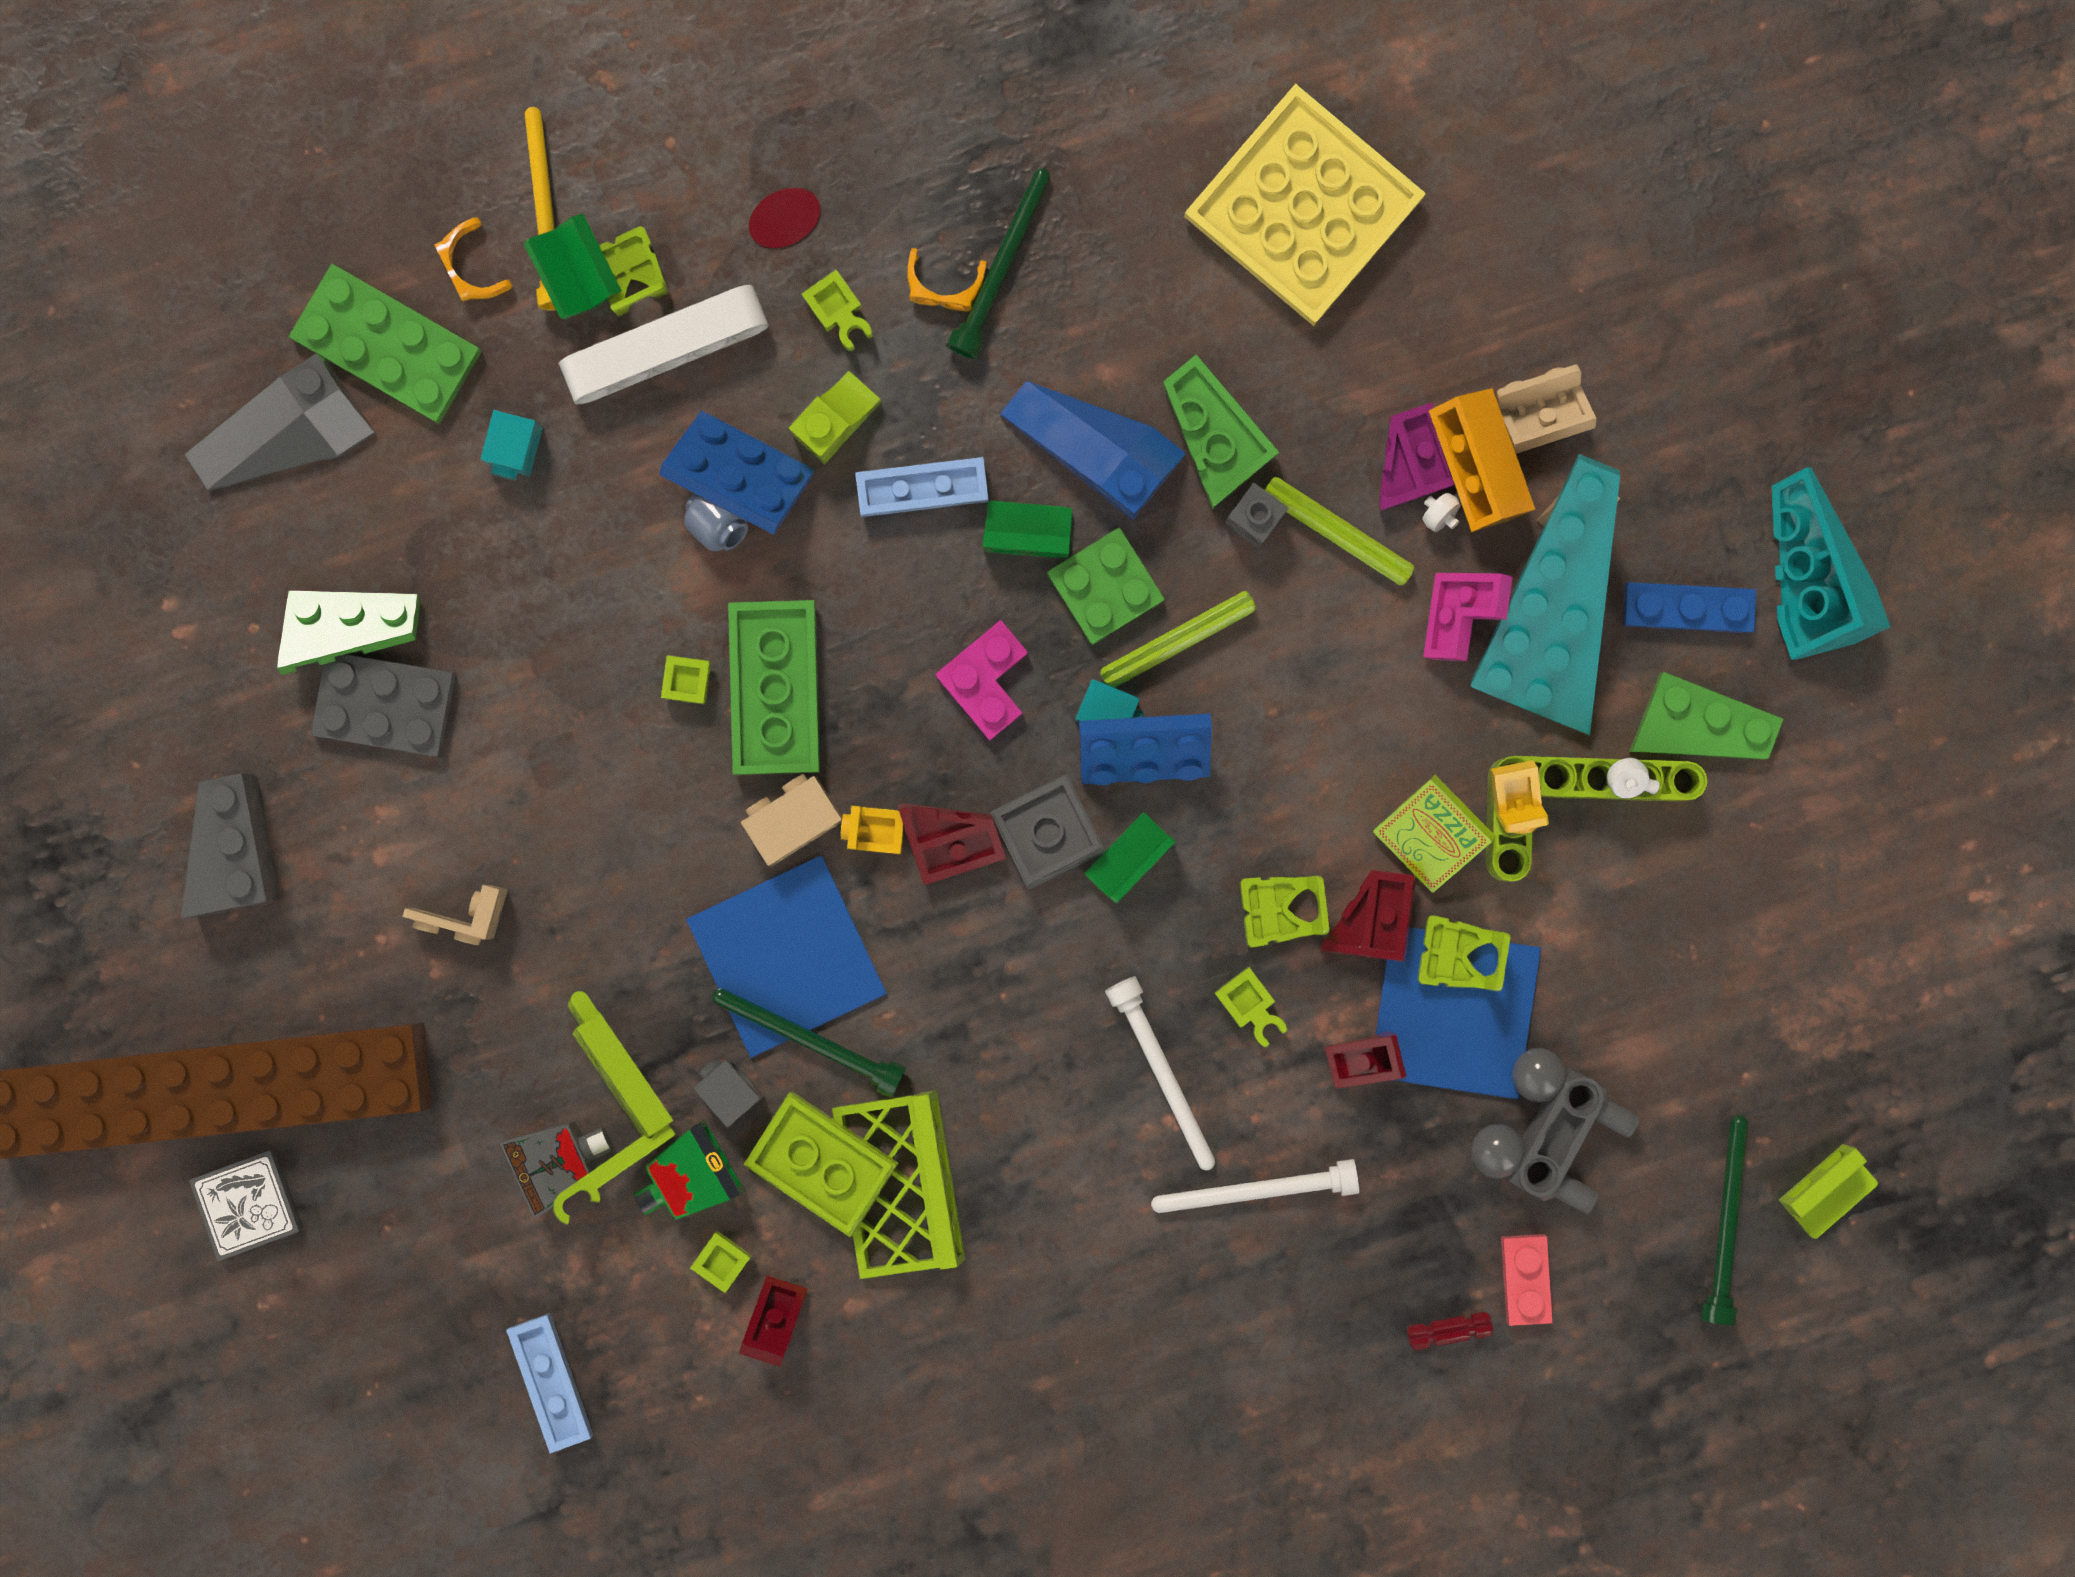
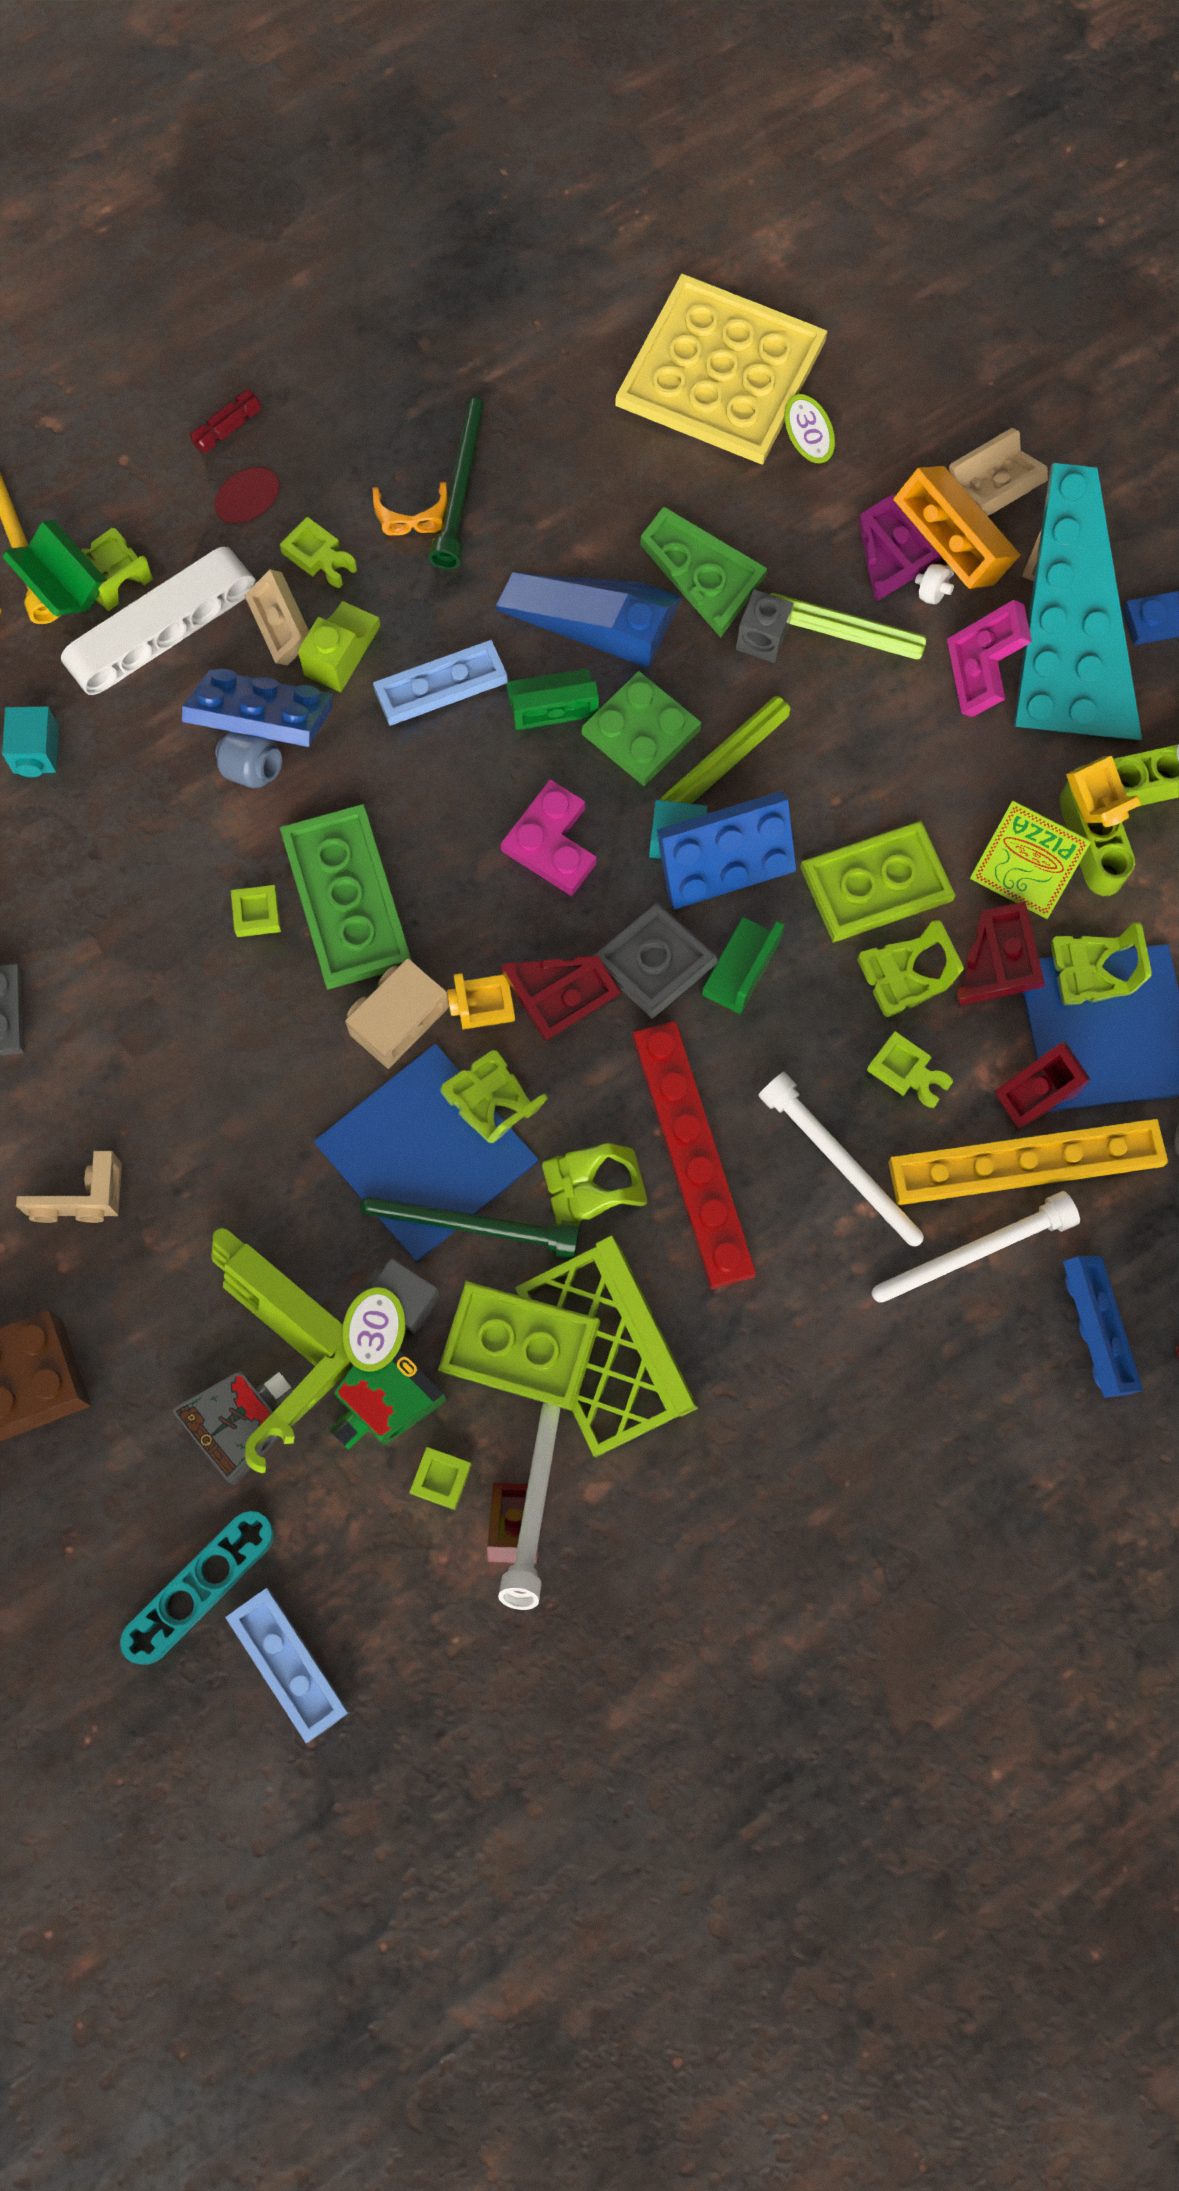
camera: 20 degrees left, 15 degrees down
(490, 1295) = (203, 1592): none -> teal beam
(693, 1122) = (373, 1329): none -> sticker
(759, 1390) = (521, 1584): none -> white piece
(781, 373) = (277, 616): none -> tan plate
(782, 129) = (225, 421): none -> dark red axle
(856, 914) = (482, 1089): none -> lime piece
(909, 1036) = (573, 1186): none -> lime piece
(1028, 1027) = (693, 1155): none -> red plate
(1284, 808) = (877, 881): none -> lime tile
(1332, 1123) = (1027, 1162): none -> yellow plate
(1346, 1292) = (1102, 1326): none -> blue plate
(1373, 300) = (809, 428): none -> sticker

